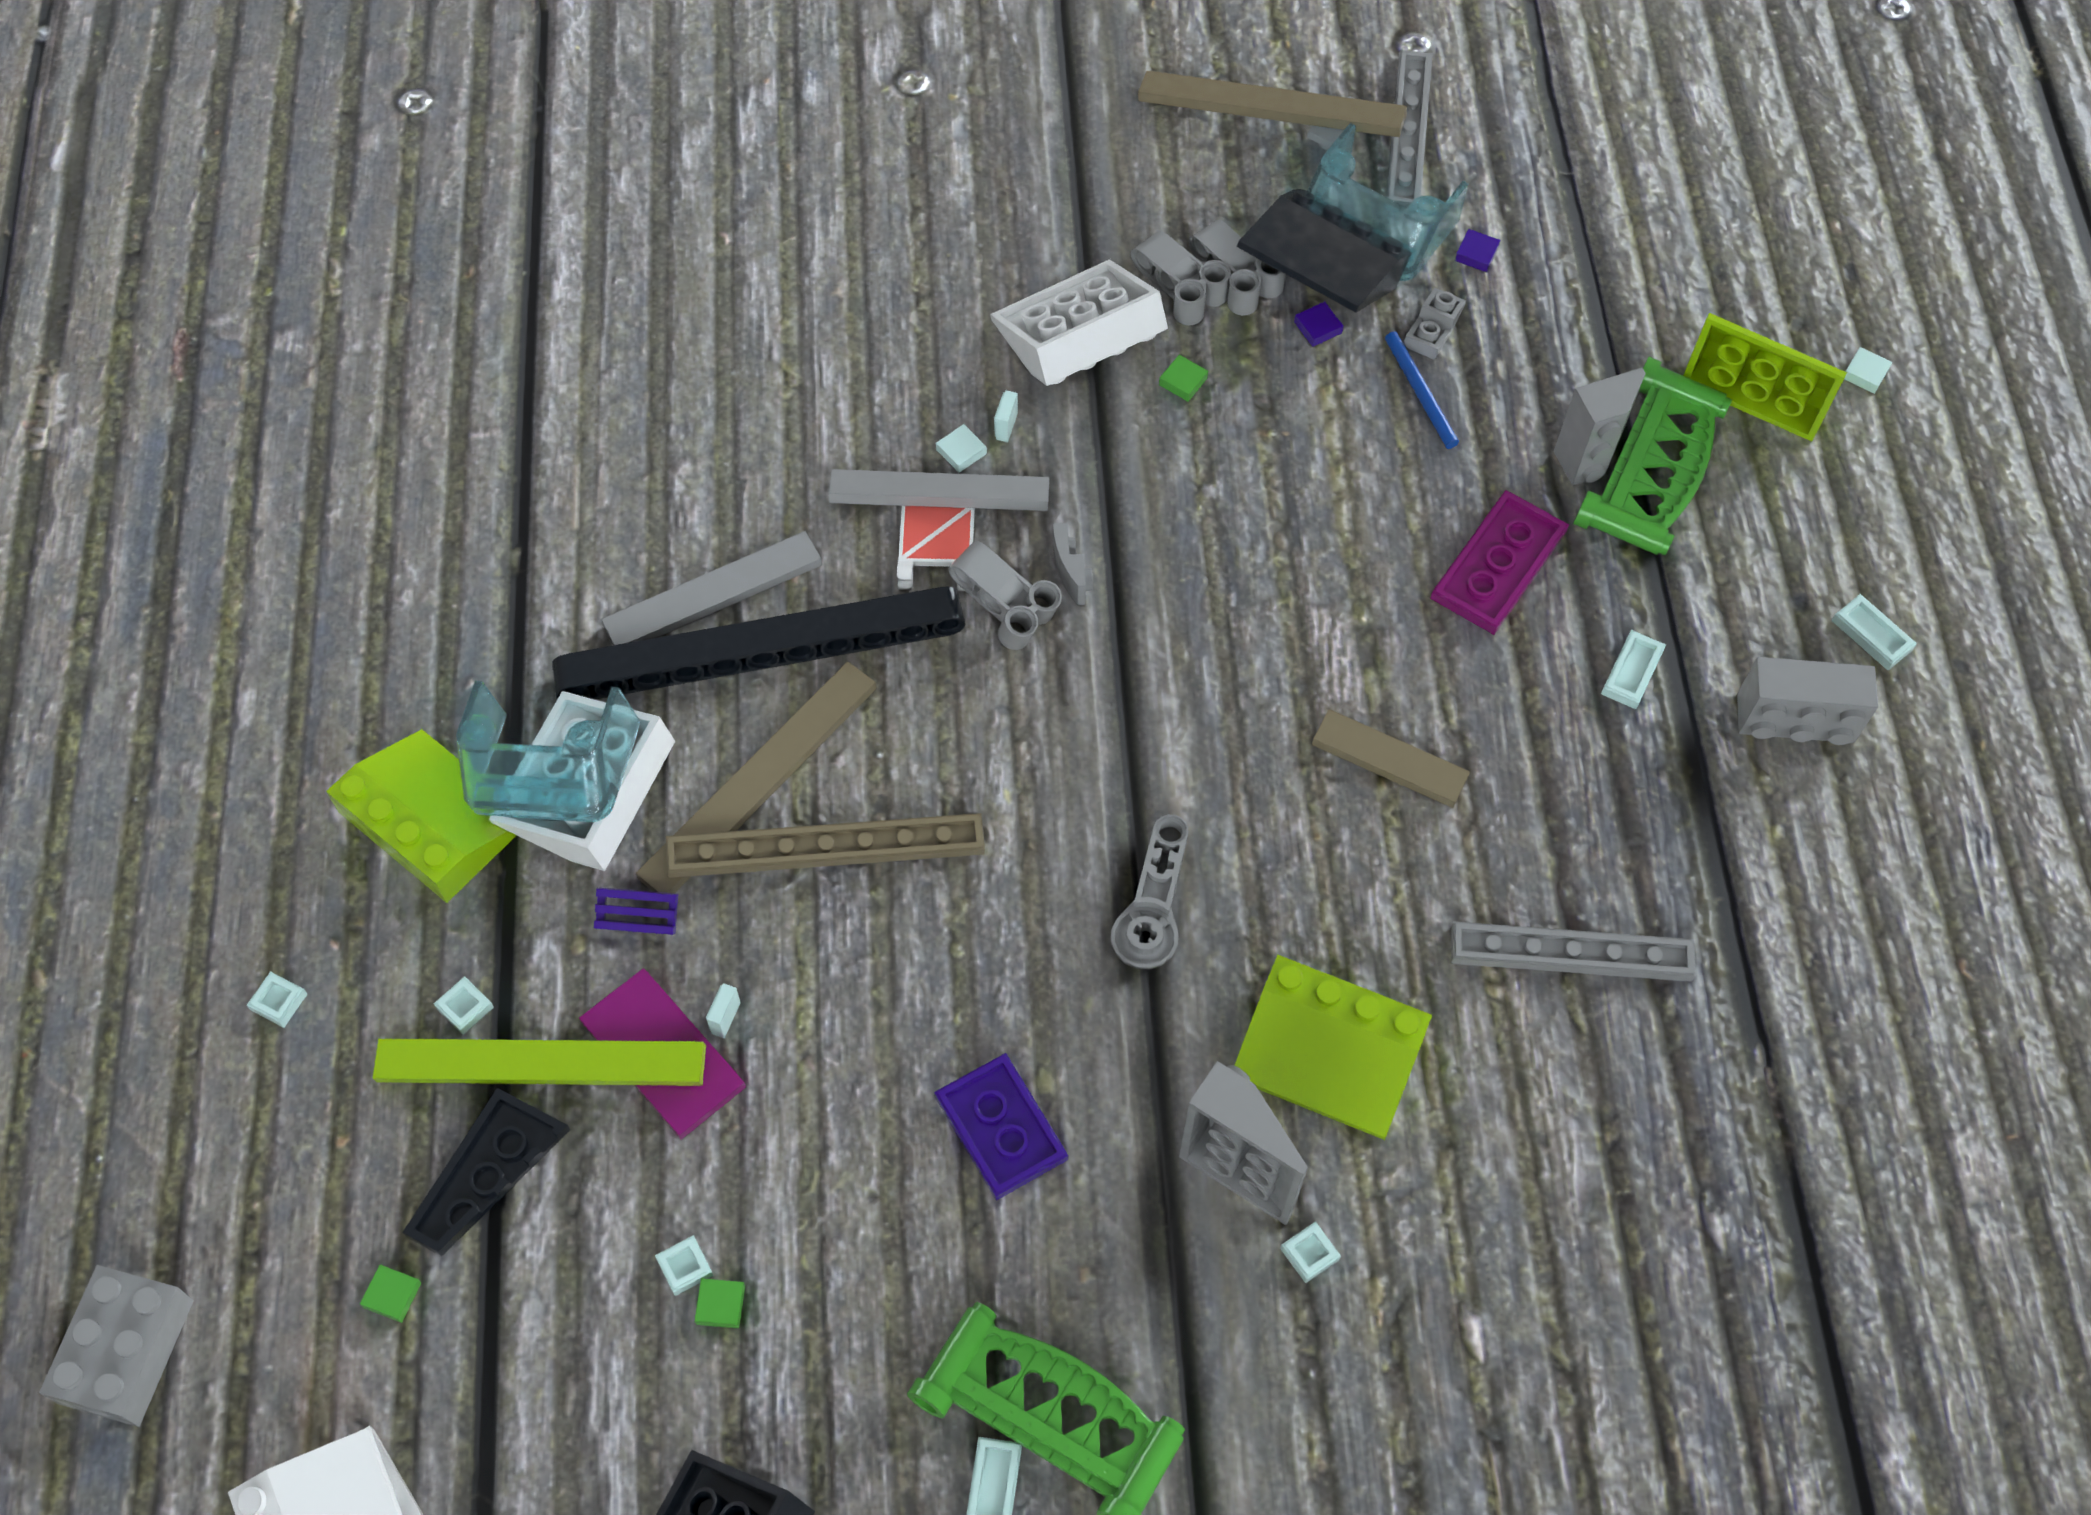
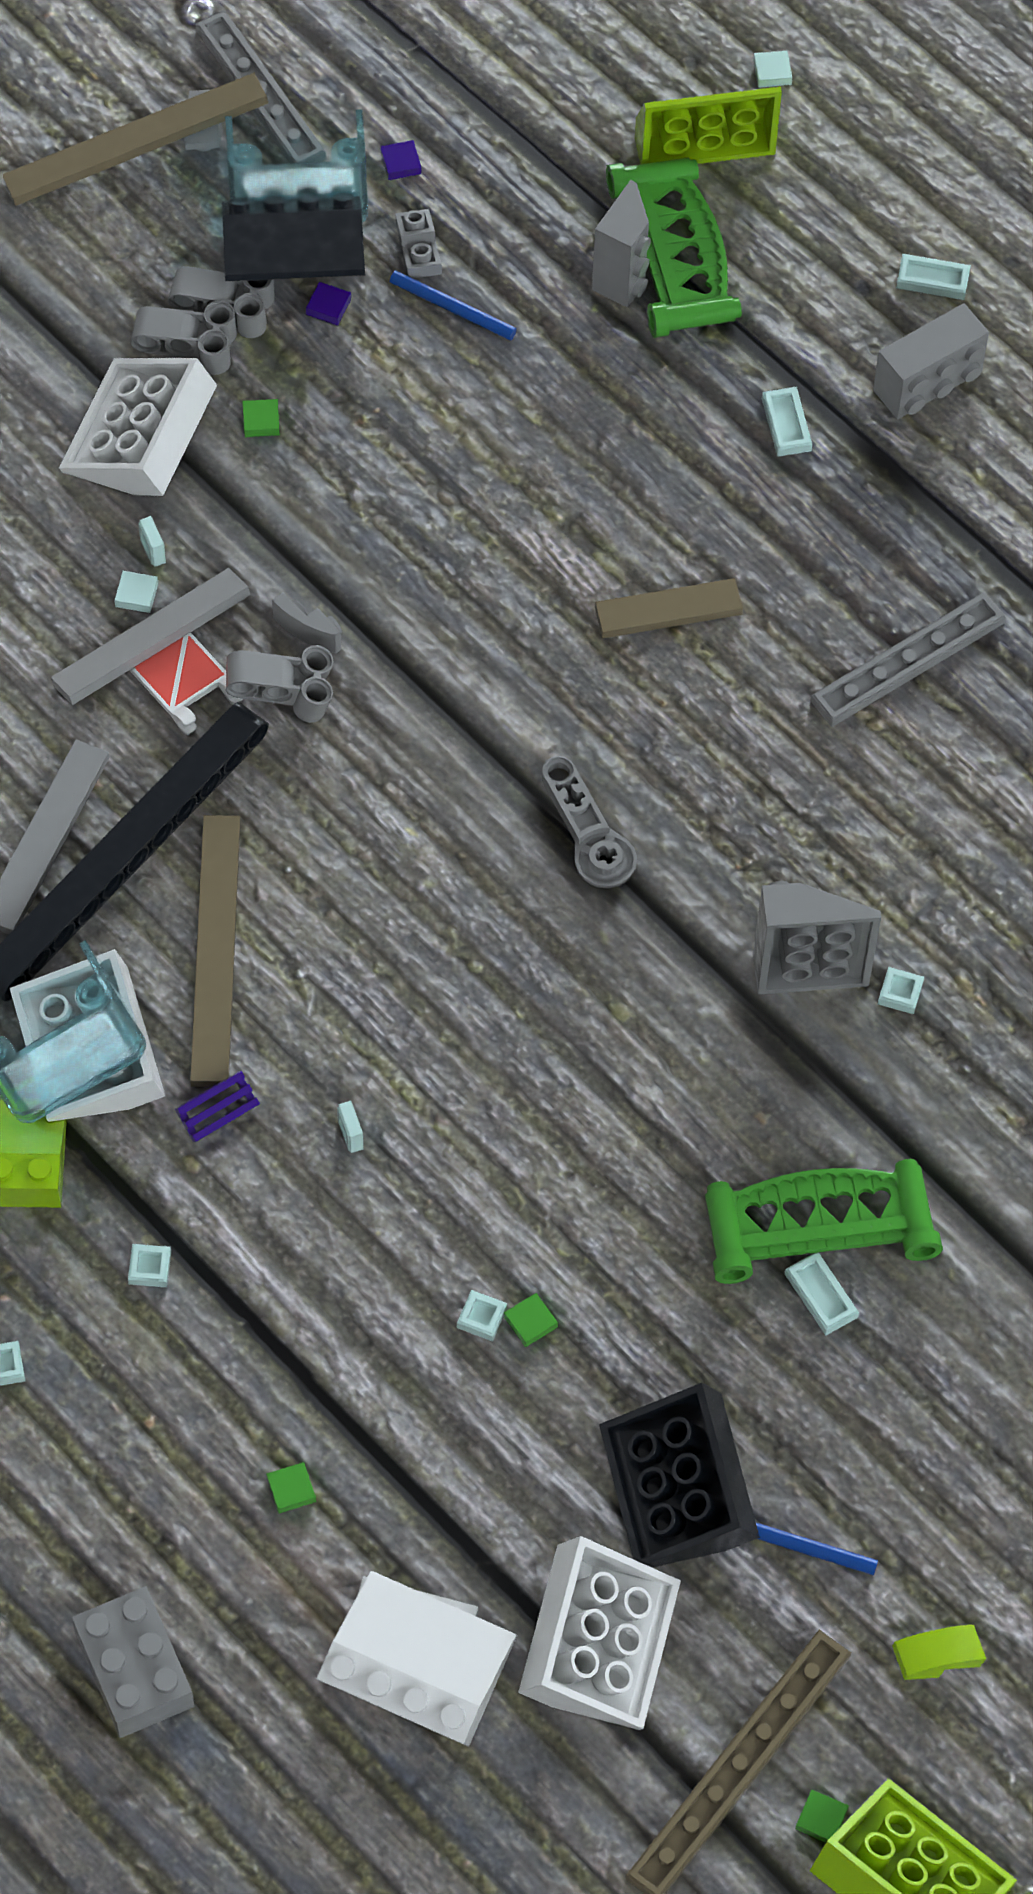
camera: 40 degrees left, 0 degrees up
(489, 1161) = (278, 1351): black wing -> none
(540, 1062) = (248, 1259): lime tile -> none
(646, 1013) = (329, 1189): magenta tile -> none
(824, 845) = (313, 961): dark tan tile -> none
(1001, 1126) = (618, 1062): dark purple tile -> none
(1332, 1046) = (801, 833): lime slope -> none
(1499, 562) = (624, 404): magenta tile -> none

